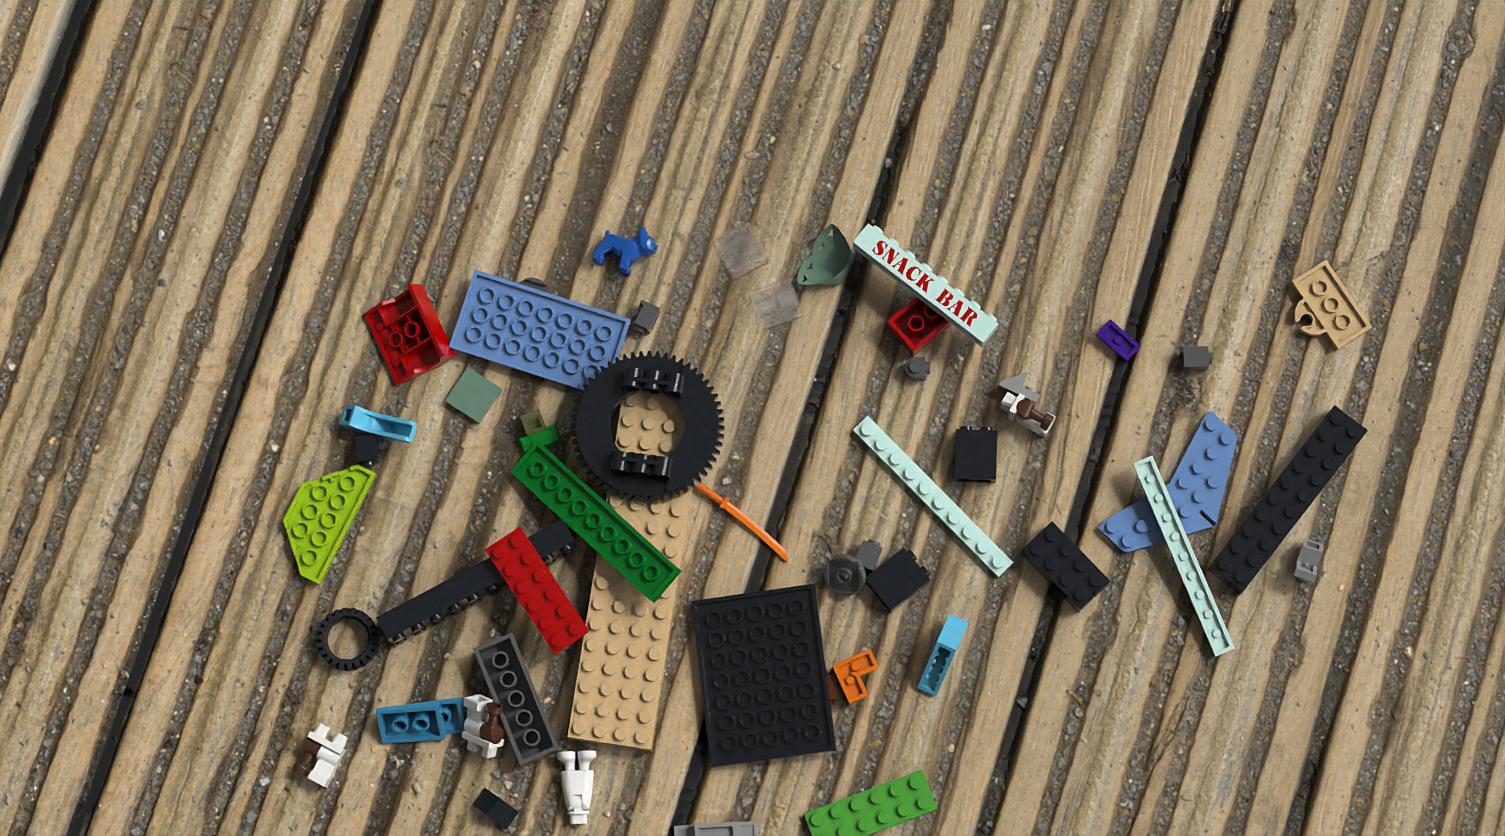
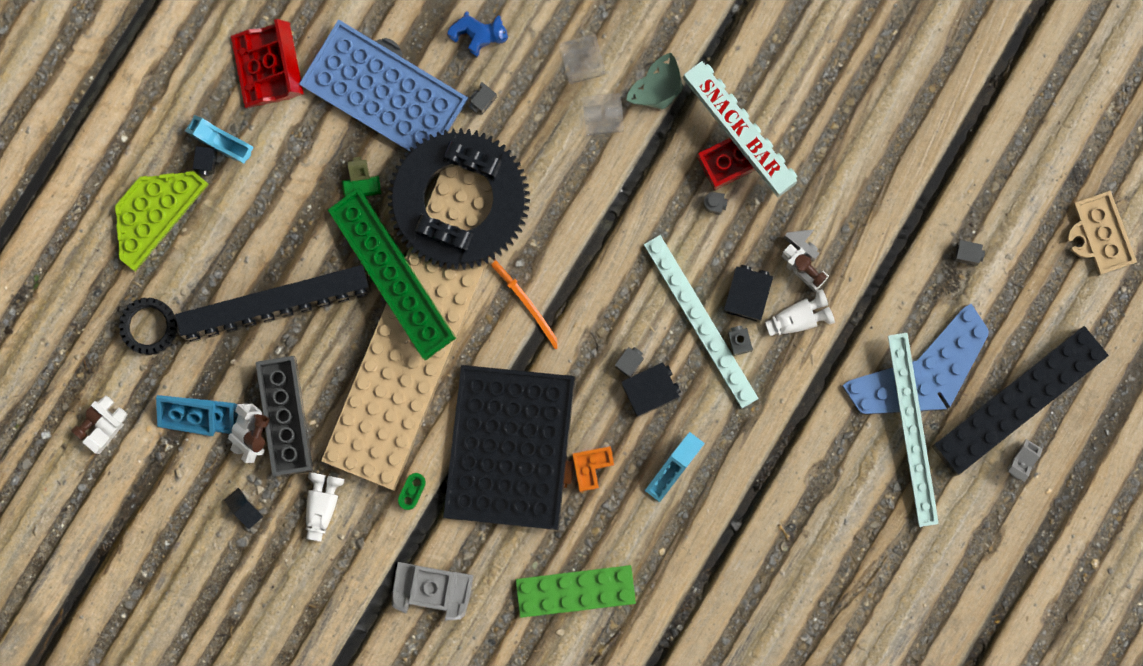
camera: 15 degrees right, 5 degrees up
(473, 395) = (311, 133): sand green tile -> none
(537, 590) = (324, 324): red plate -> none
(671, 747) = (410, 490): none -> green plate
(850, 565) = (610, 367): dark grey plate -> none
(978, 514) = (740, 348): none -> dark grey brick
(1036, 466) = (800, 316): none -> white piece
(1065, 567) = (804, 414): black piece -> none
(1118, 340) = (903, 220): dark purple plate -> none

